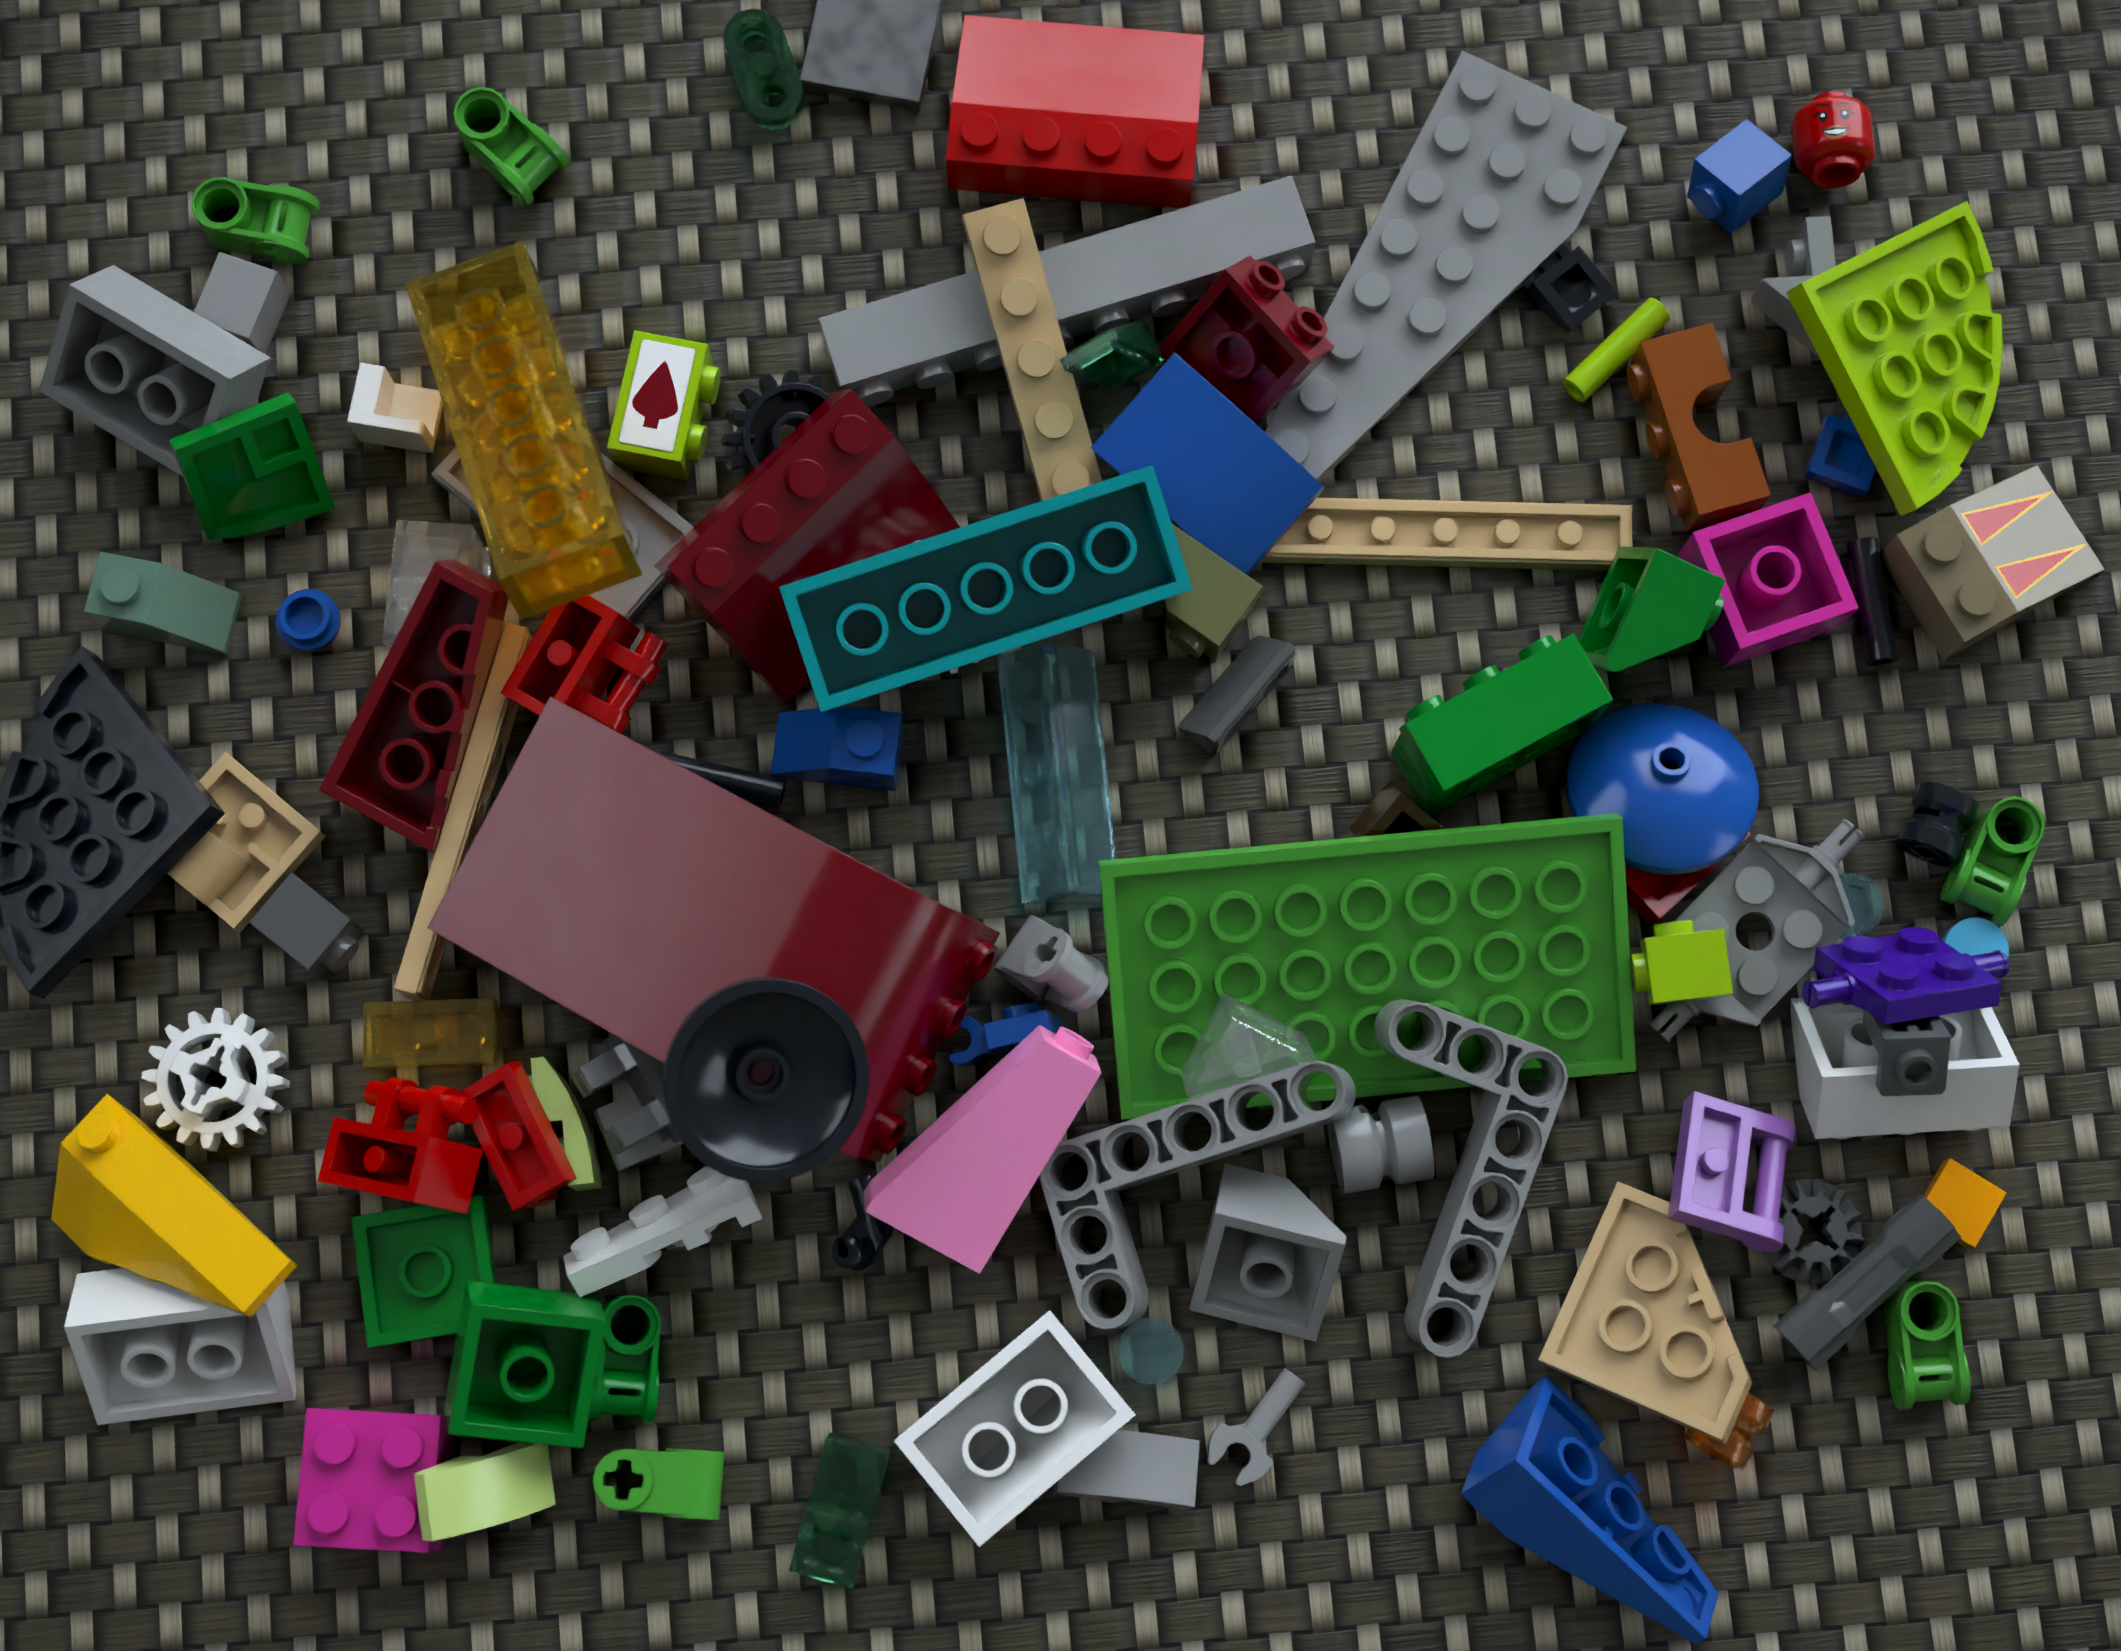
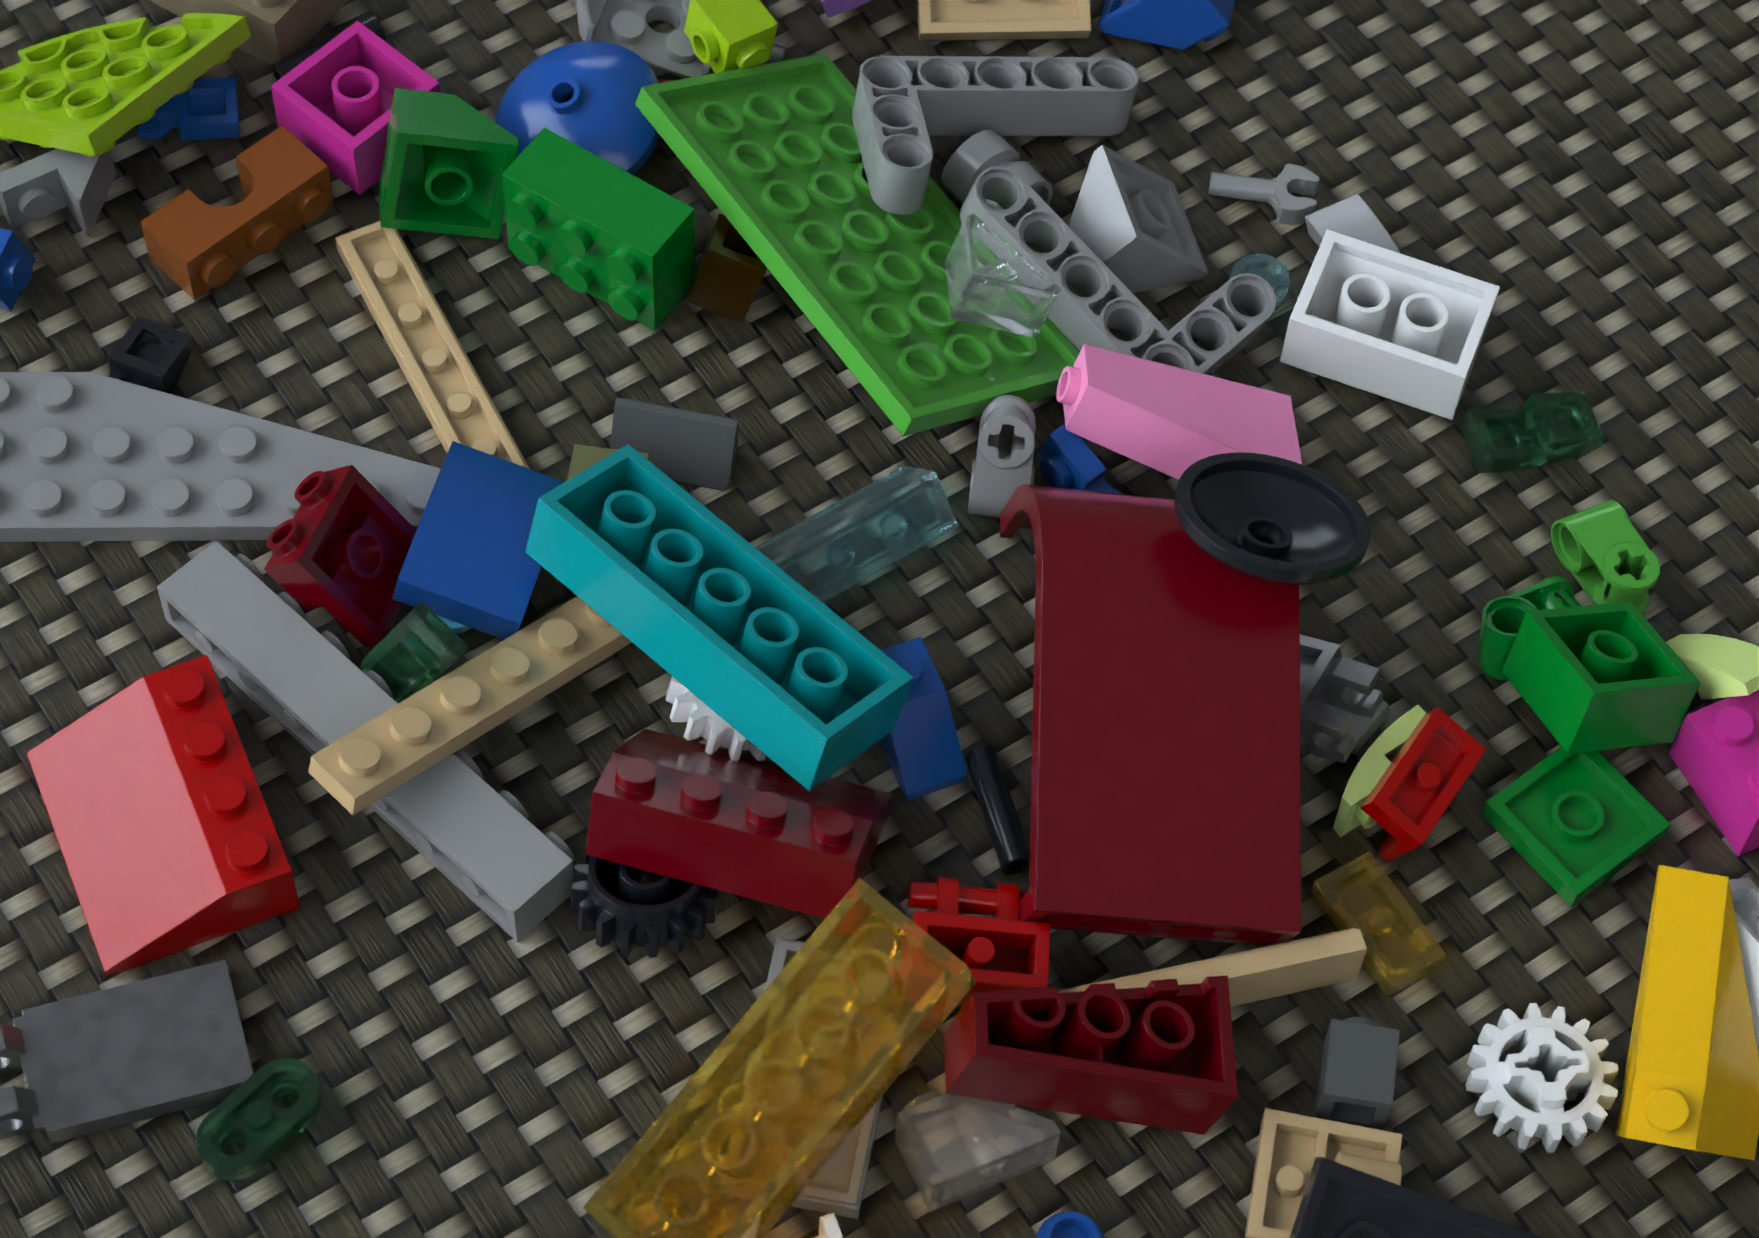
camera: 120 degrees left, 20 degrees down
(402, 1163) = (1508, 859): red brick -> none
(663, 406) = (666, 1026): brick -> none
(679, 1220) = (1396, 628): white wing -> none
(1616, 350) = (190, 305): lime piece -> none

